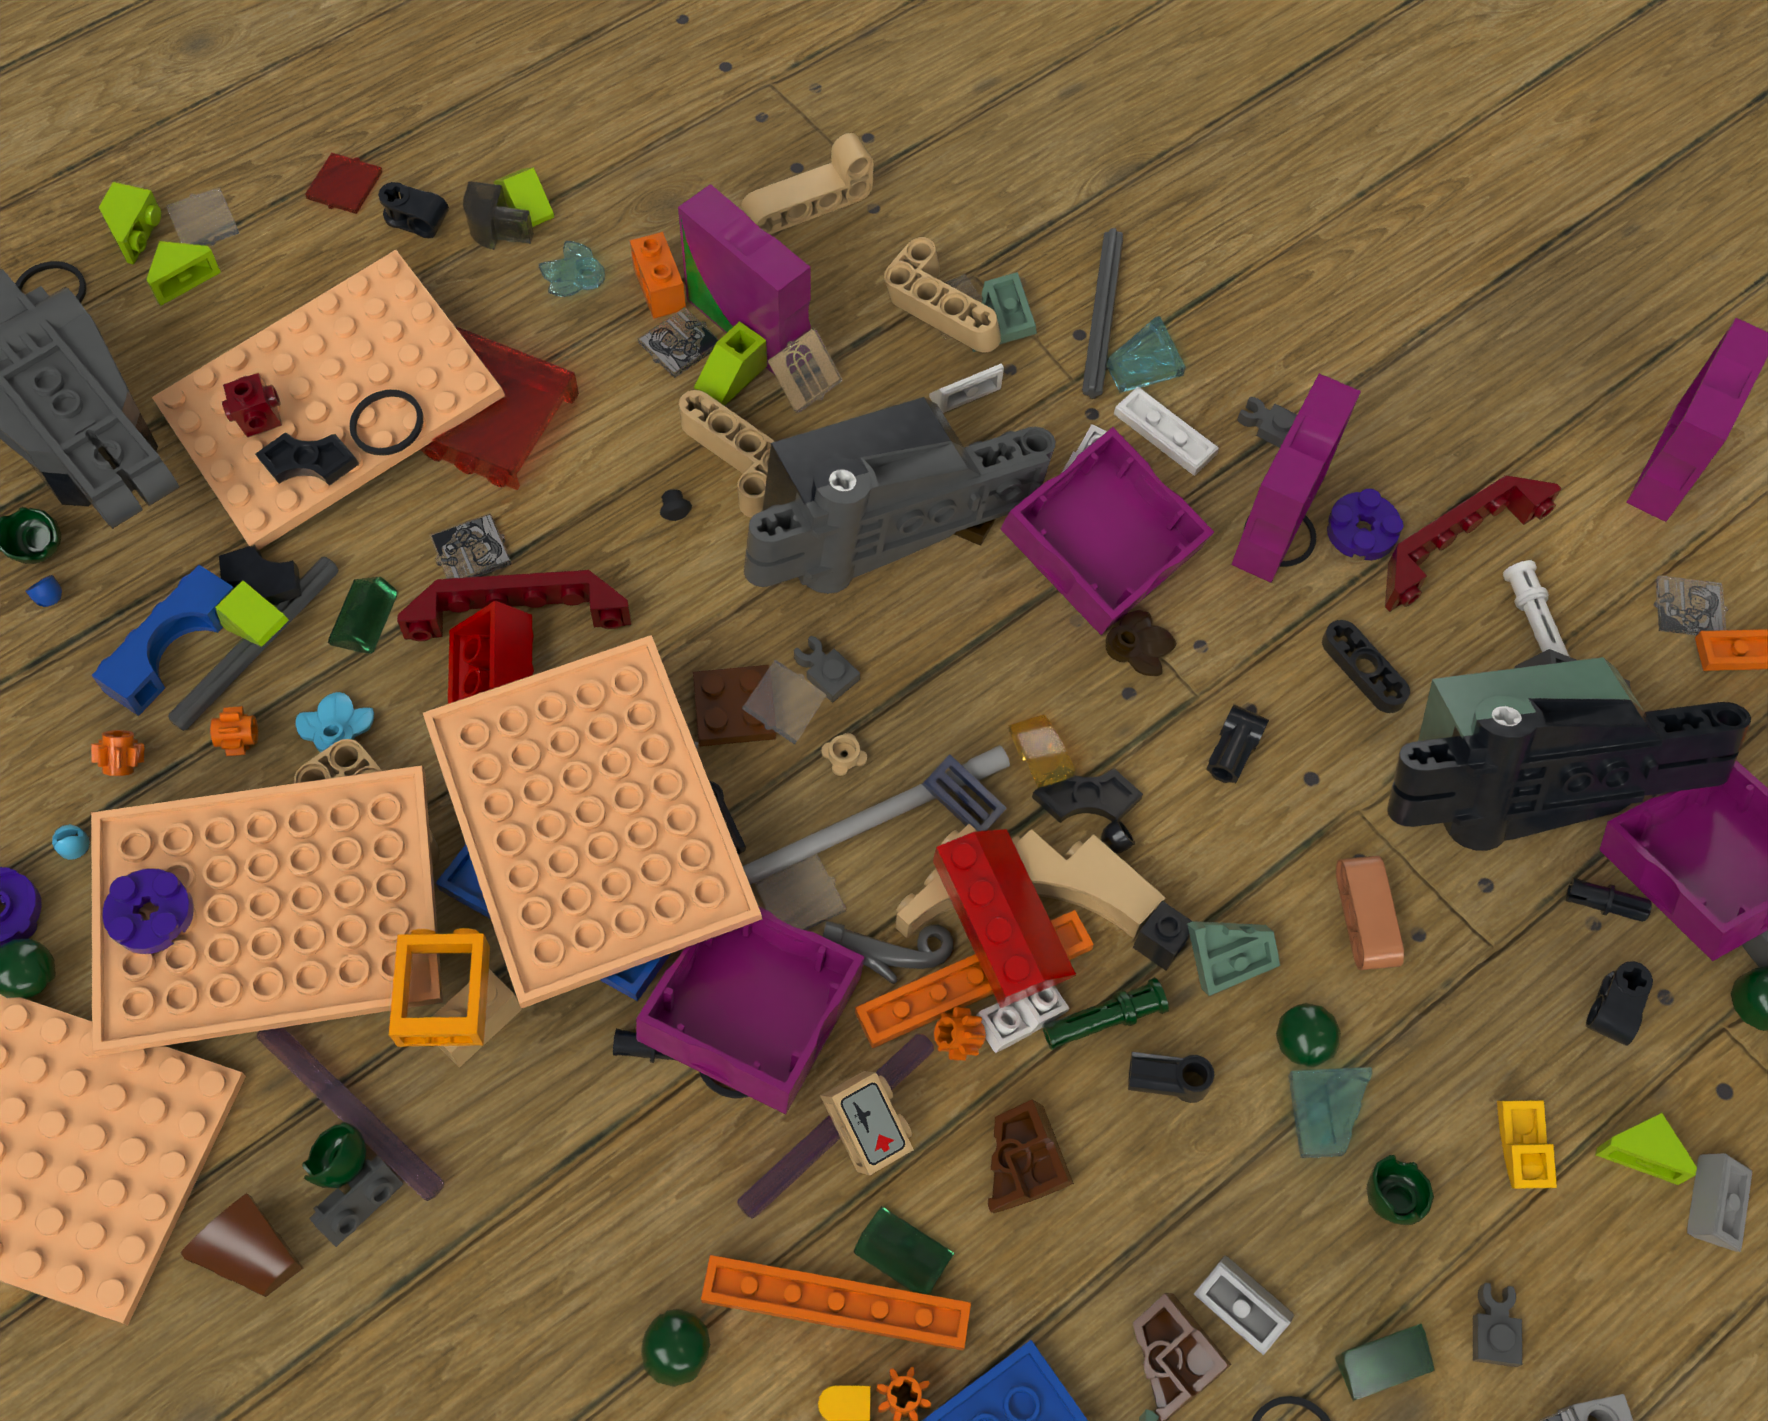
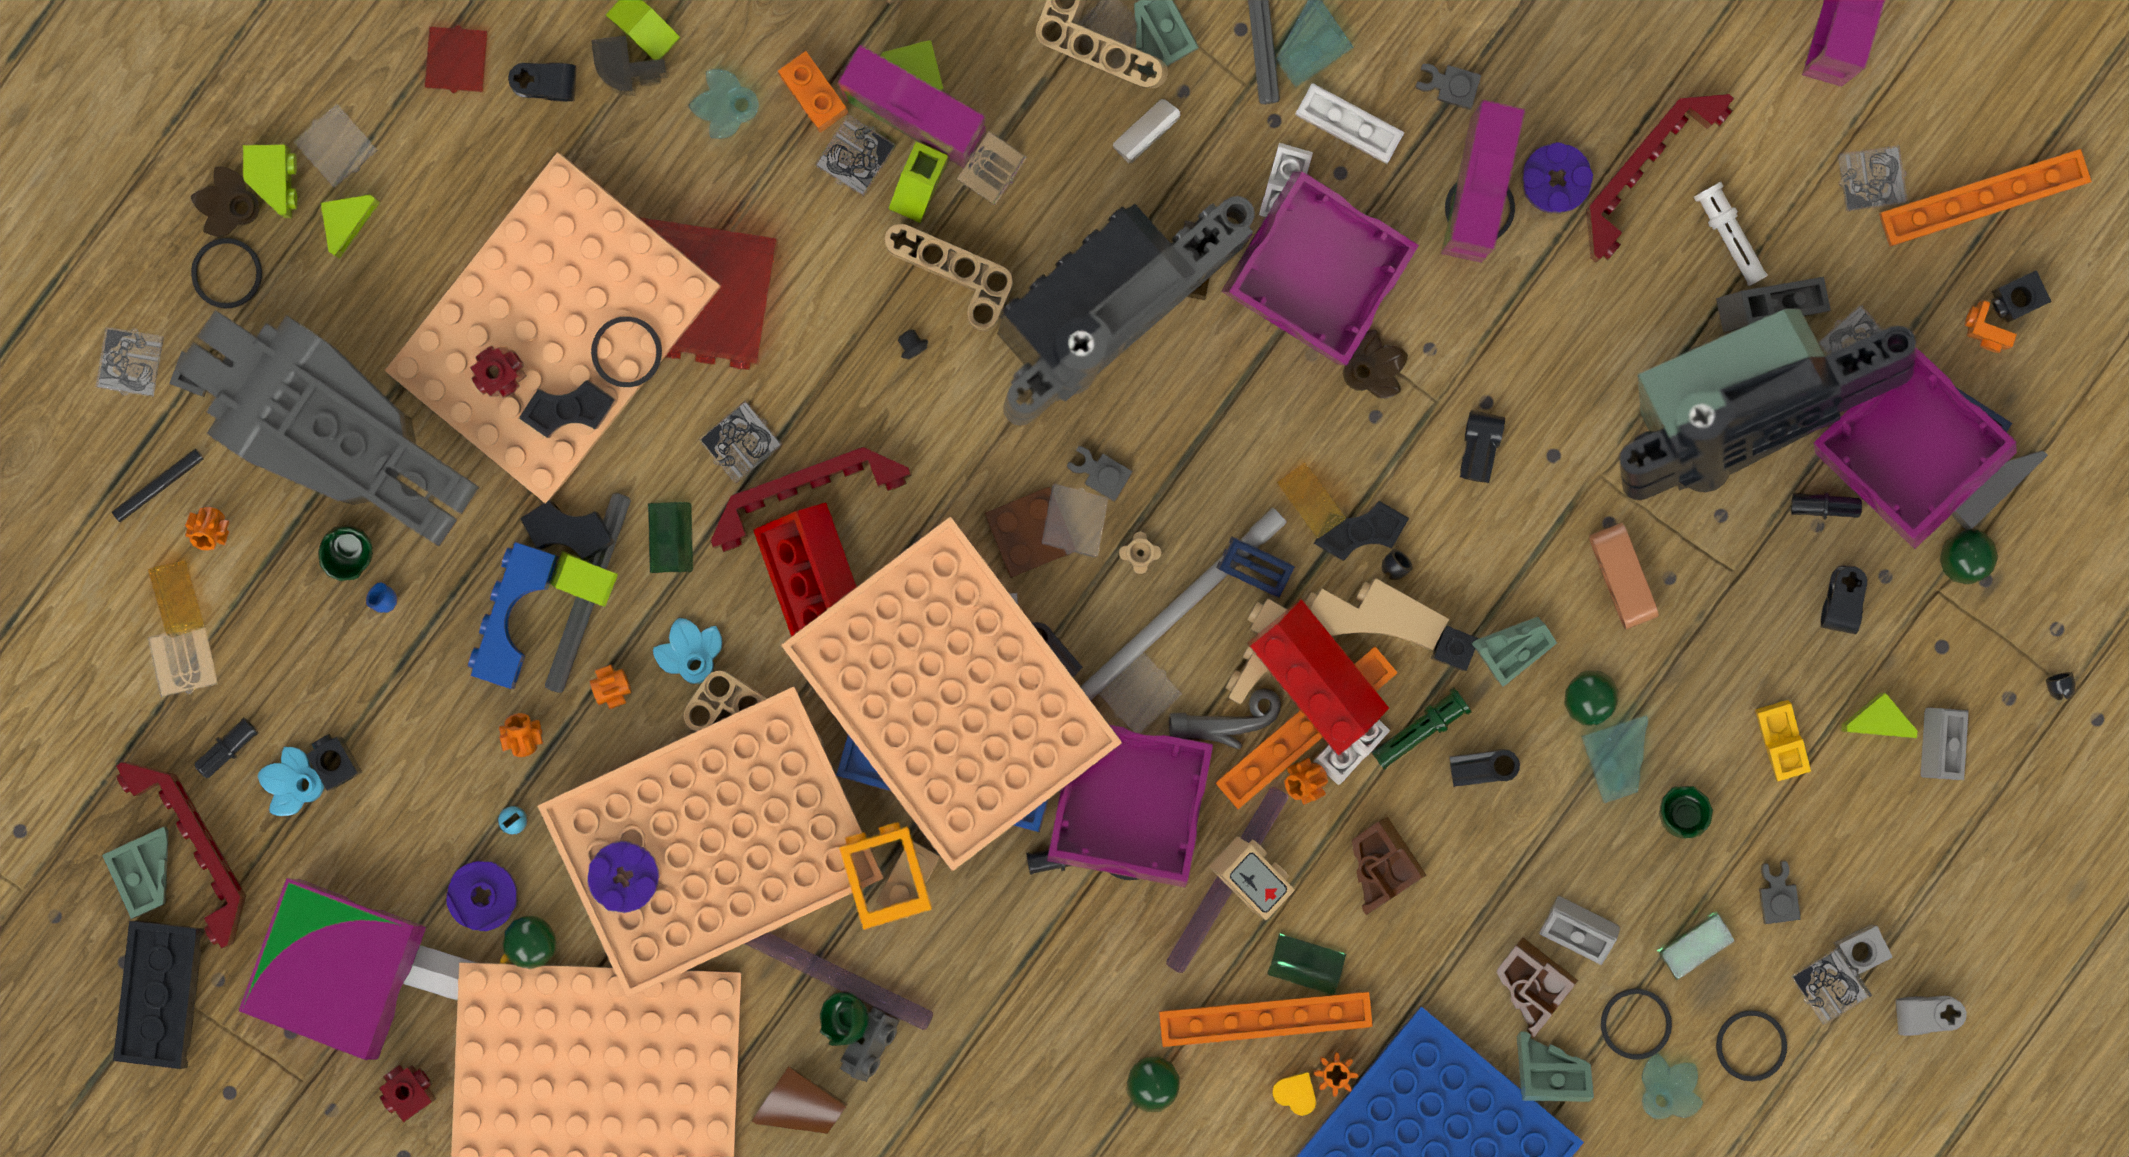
camera: 10 degrees left, 25 degrees up
(80, 236) = (221, 202): none -> dark brown plate
(1365, 650) = (1597, 354): black beam -> none

